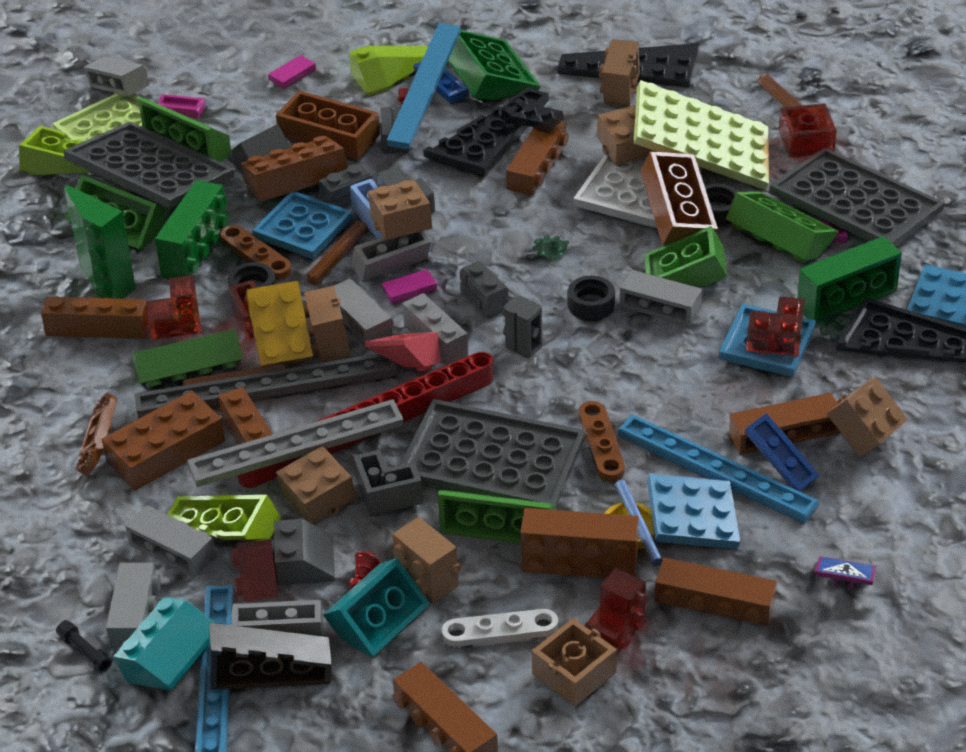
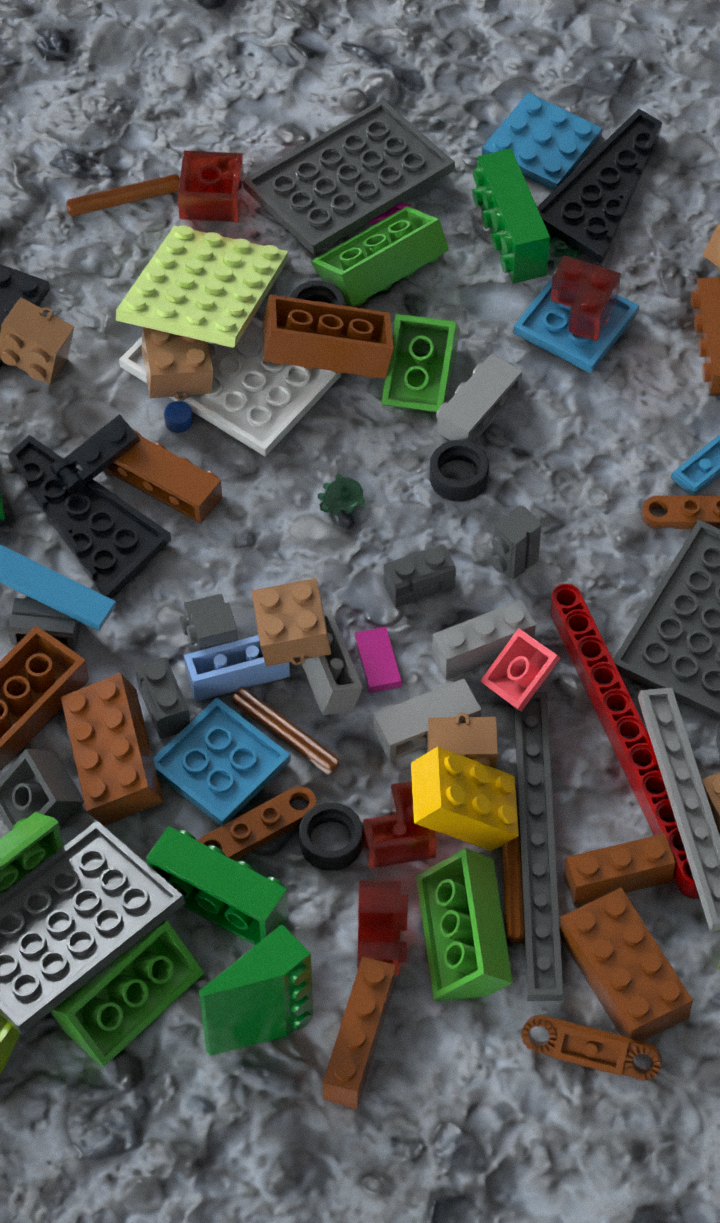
camera: 80 degrees left, 15 degrees up
(591, 158) = (178, 416): none -> blue piece

